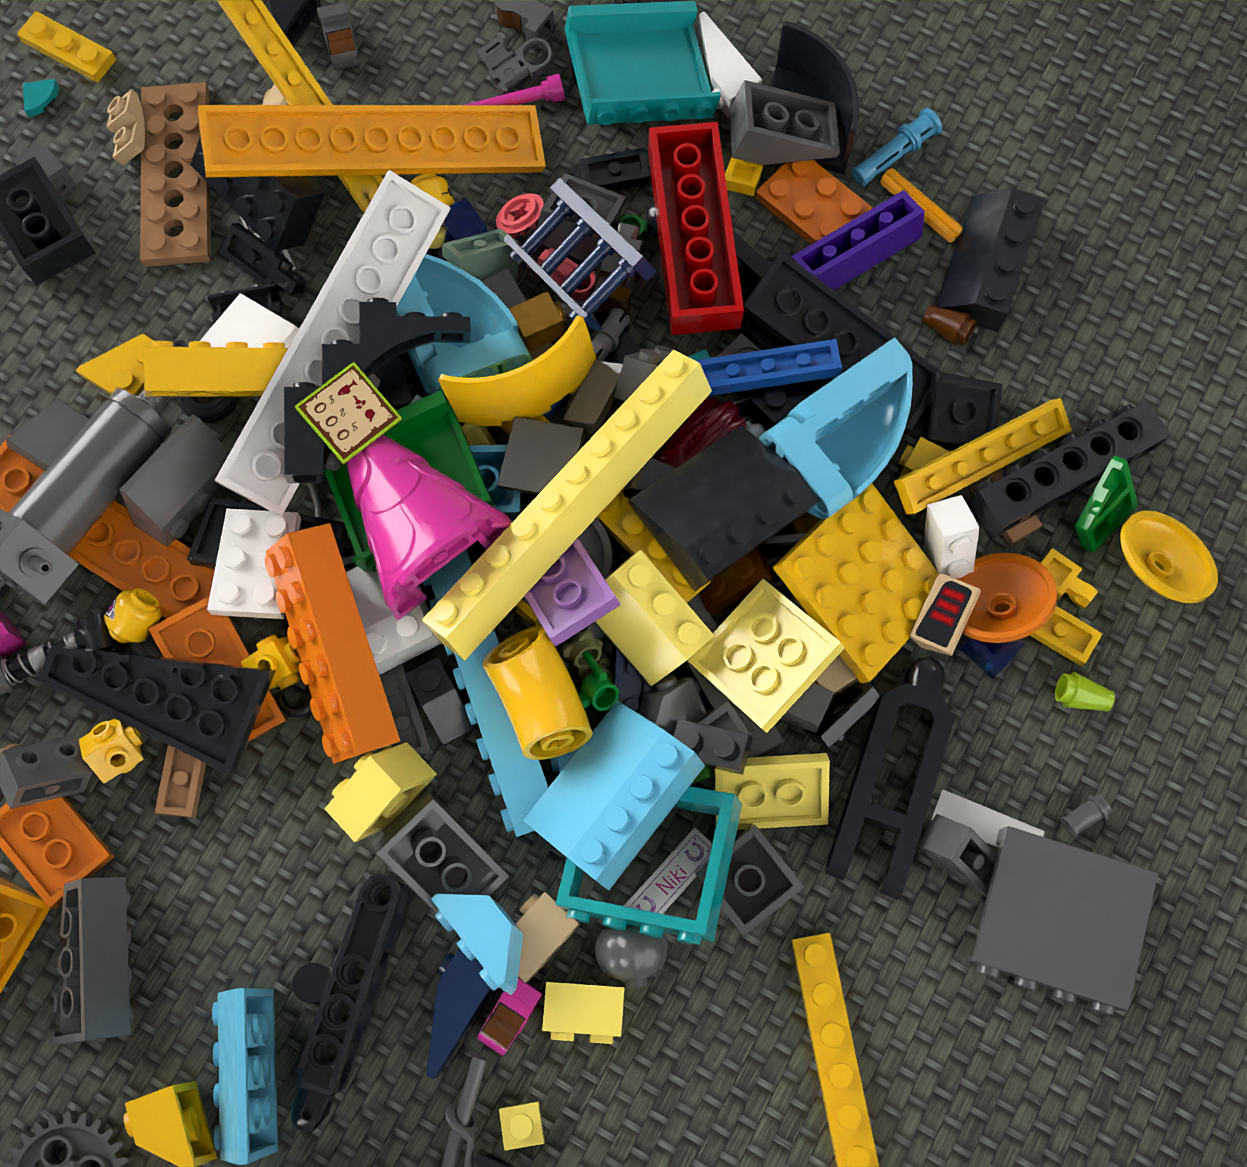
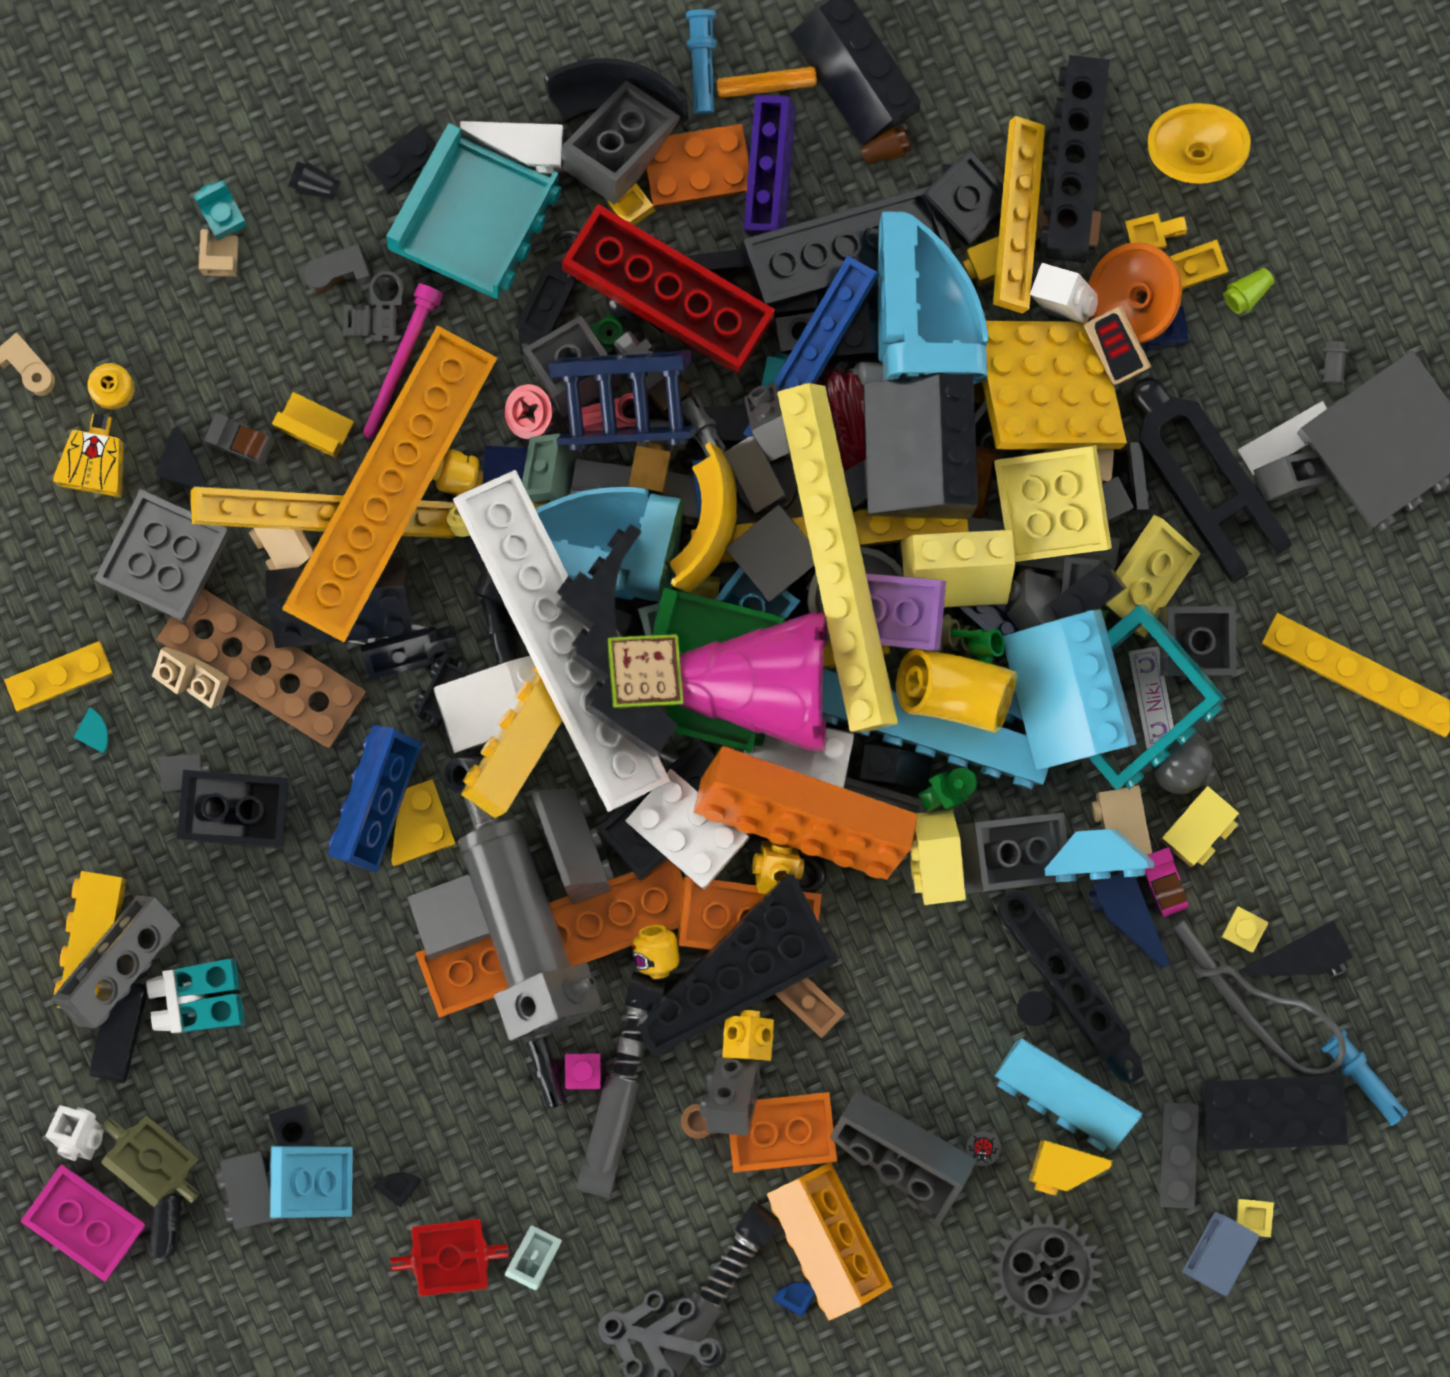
camera: 50 degrees left, 10 degrees up
(114, 314) = (374, 798): none -> blue slope
(151, 1032) = (983, 1147): none -> tile
(201, 49) = (162, 556): none -> dark grey plate
(391, 77) = (313, 425): none -> yellow panel
(449, 757) = (949, 789): none -> green hips
(1108, 505) = (1126, 154): green wing -> none

